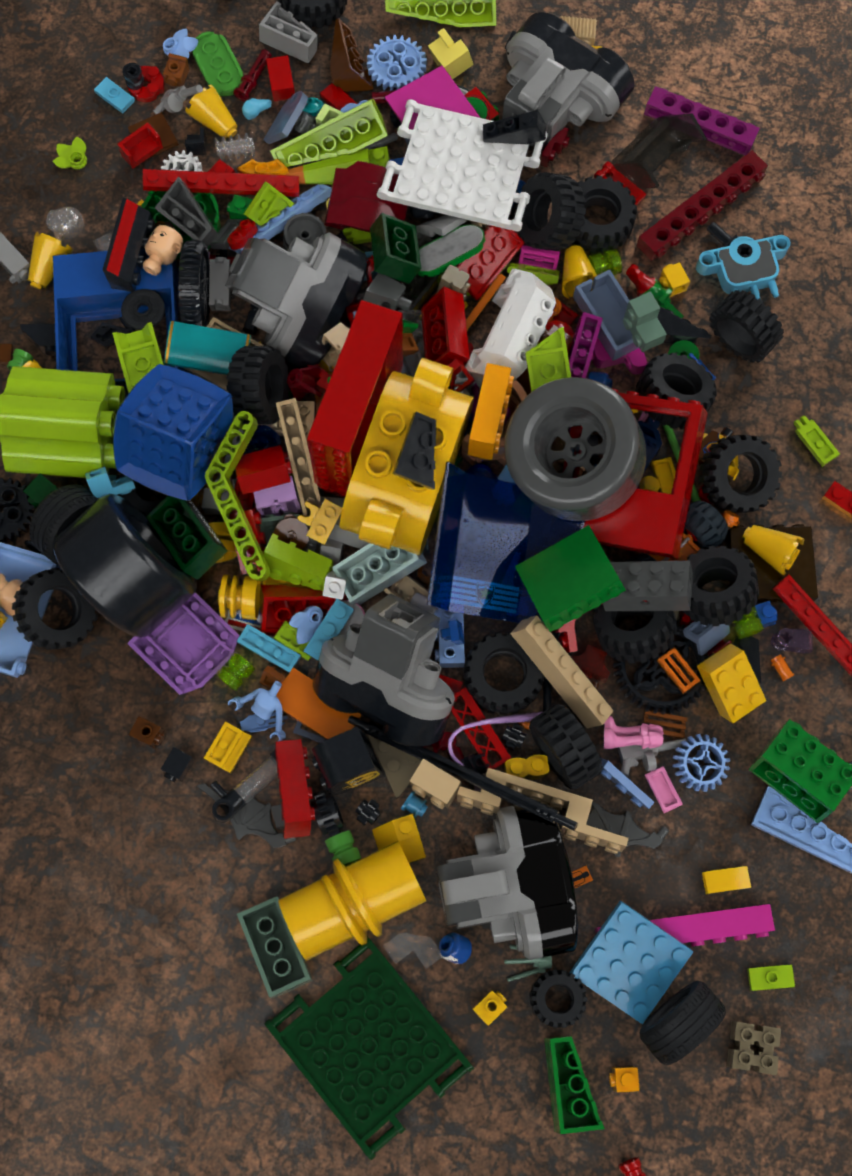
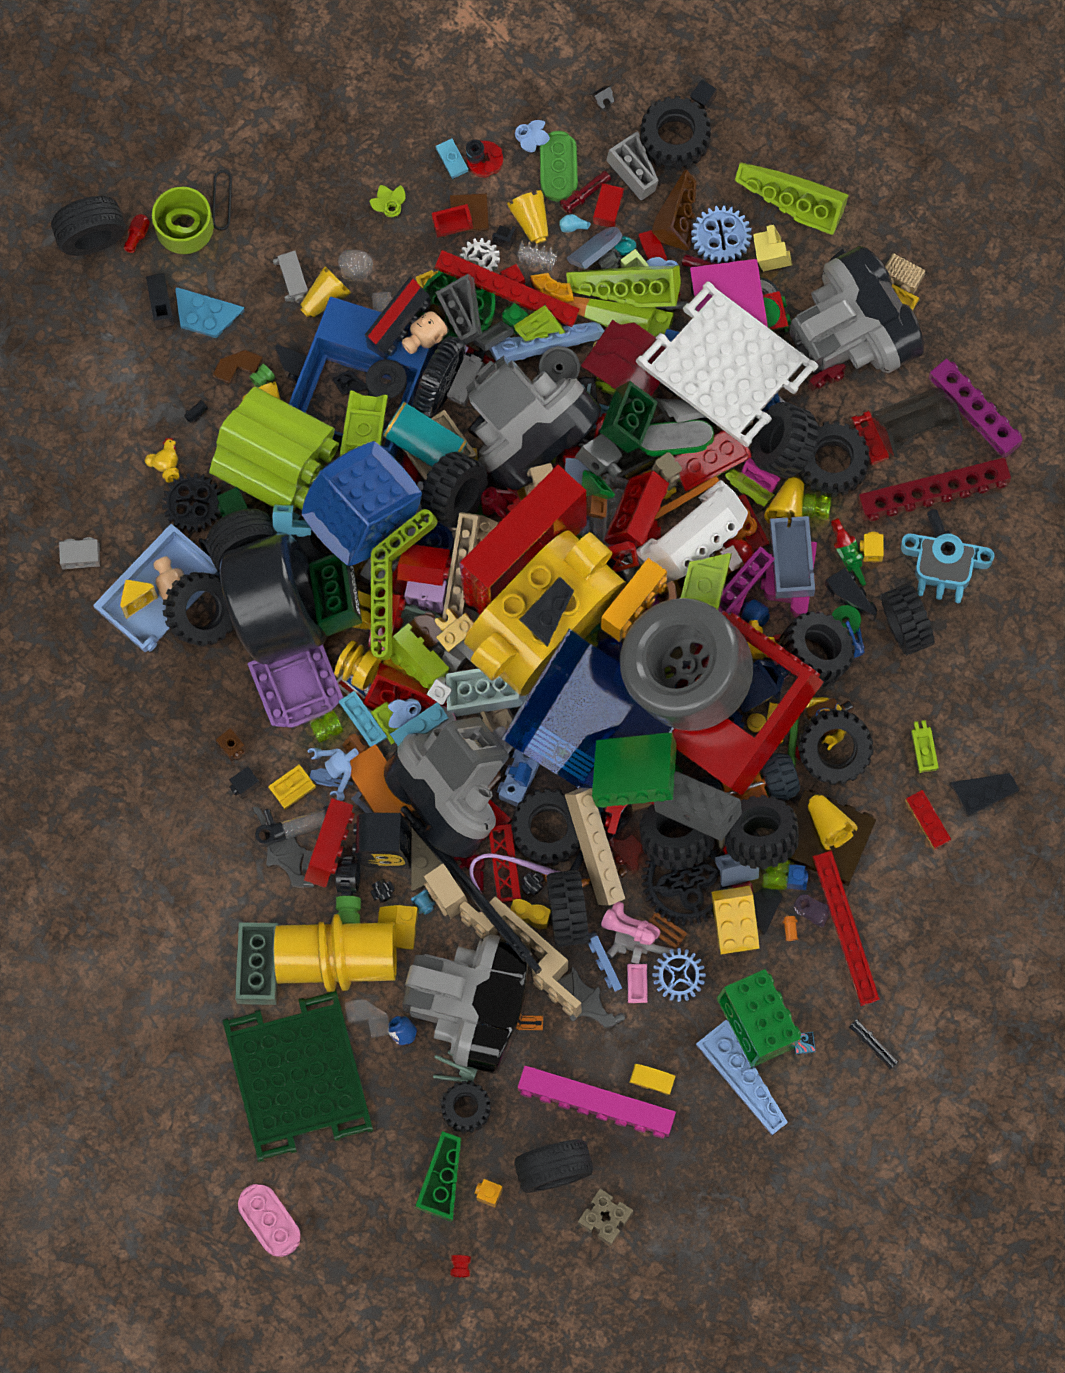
camera: 30 degrees right, 0 degrees up
(174, 98) = (501, 188): light grey piece -> none
(176, 70) = (518, 165): dark orange brick -> none
(239, 237) = (504, 343): red plate -> none
(474, 763) = (488, 889): black tile -> none
(490, 1007) = (408, 1089): yellow brick -> none
(518, 129) = (787, 352): black slope -> none
(631, 962) = (538, 1104): dark azure plate -> none
(643, 322) = (810, 578): sand green brick -> none
(673, 676) = (700, 905): orange tile -> none
(731, 518) = (806, 780): orange plate -> none
(770, 977) = (649, 1172): lime plate -> none

